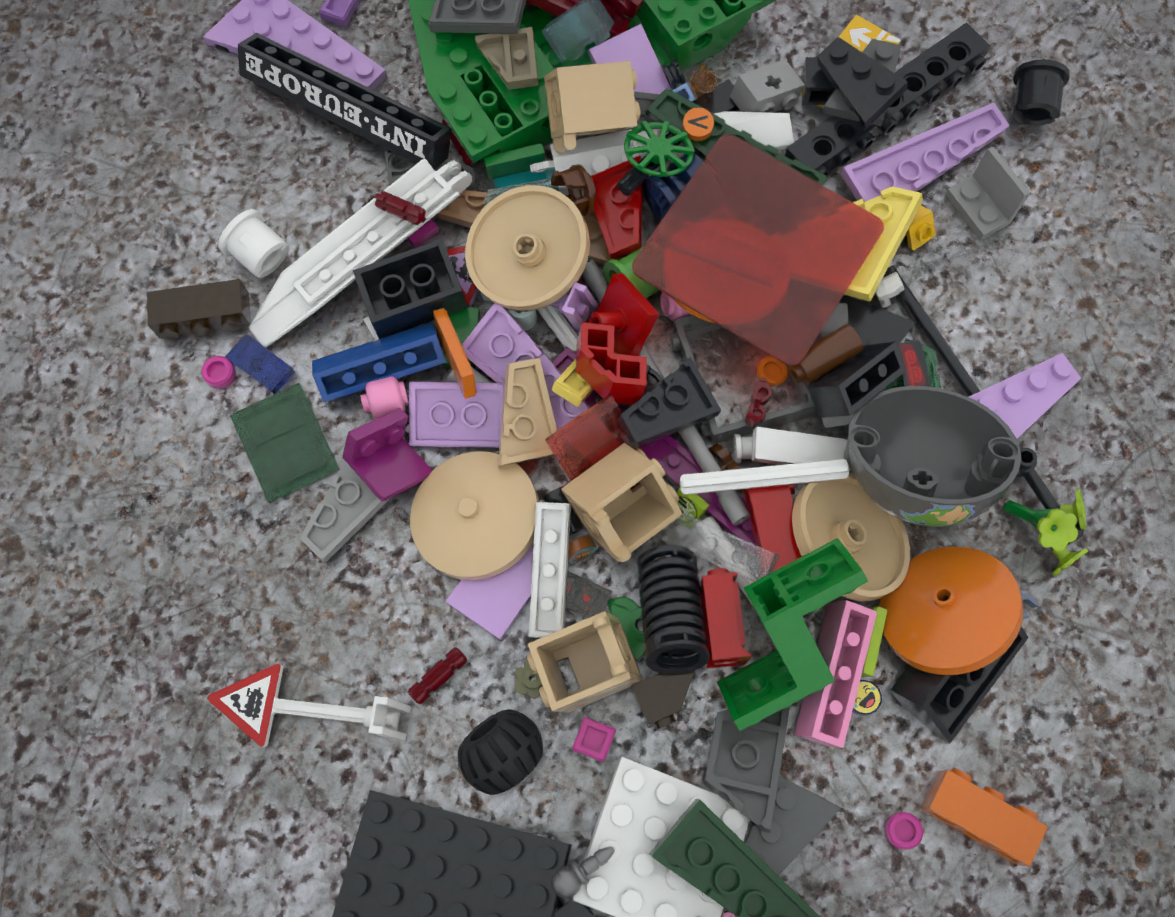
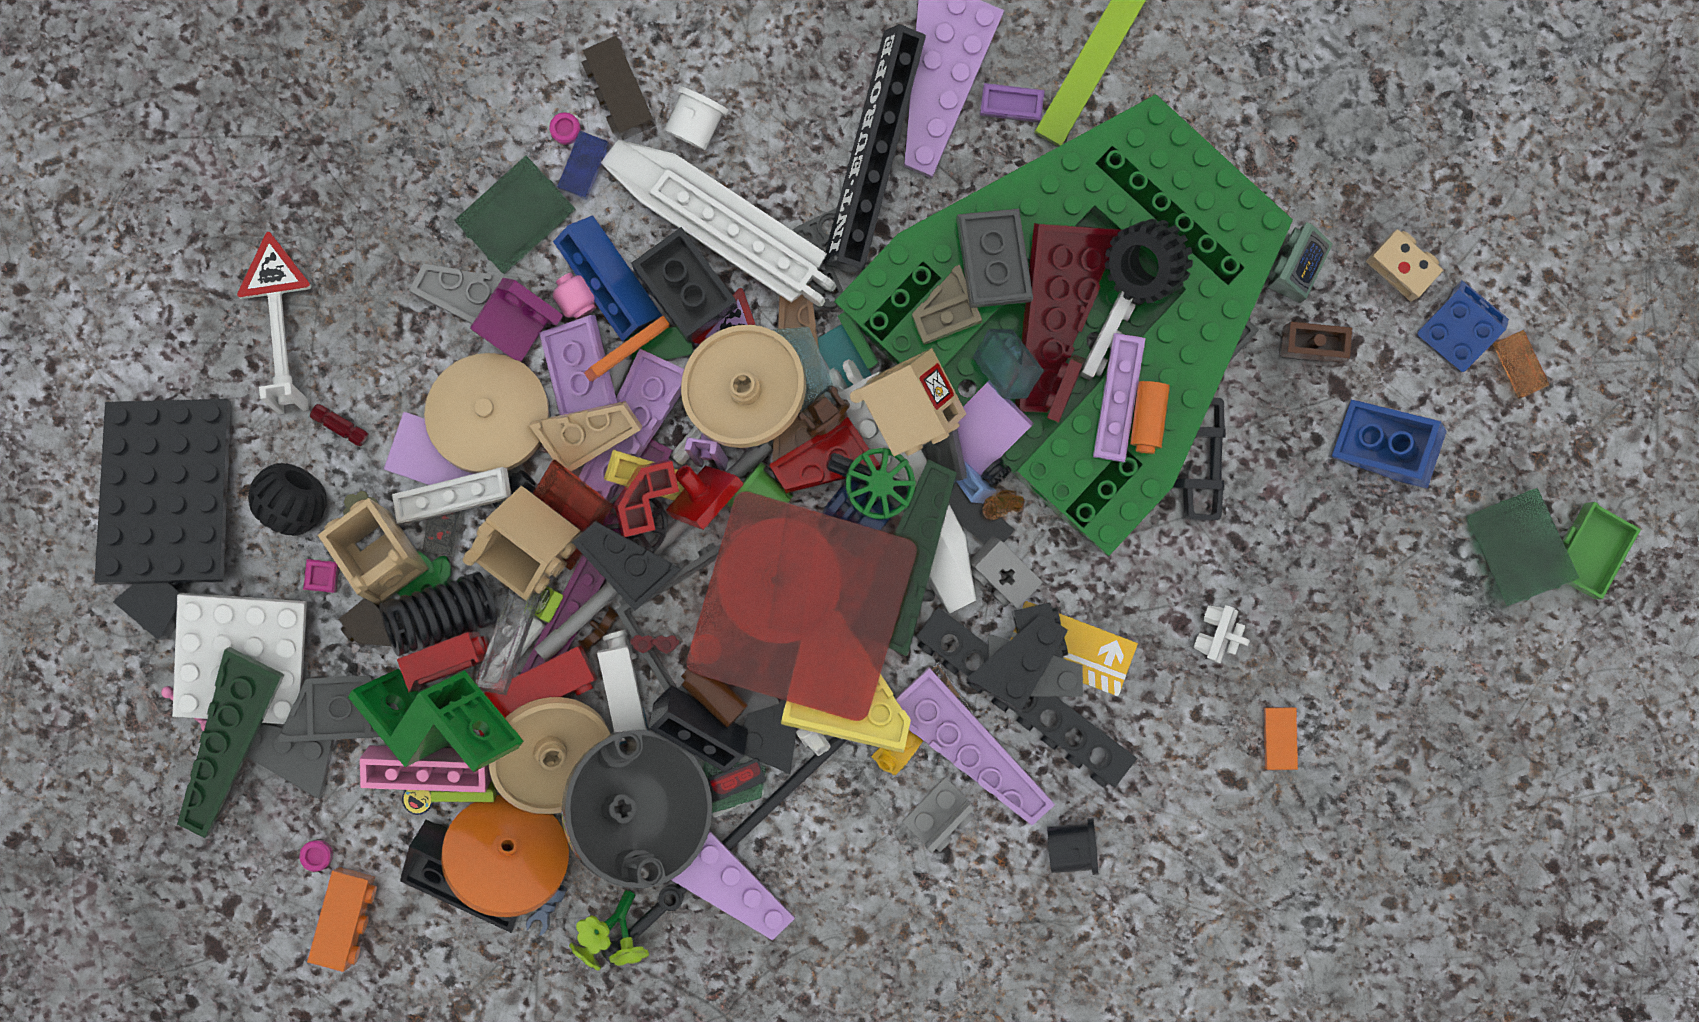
camera: 70 degrees right, 15 degrees up
(400, 208) = (761, 248): dark red axle -> none
(568, 880) = (189, 587): flat silver bar -> none
(581, 549) = (479, 514): dark orange tile -> none
(698, 124) = (921, 514): orange tile -> none
(764, 476) = (574, 664): white axle -> none

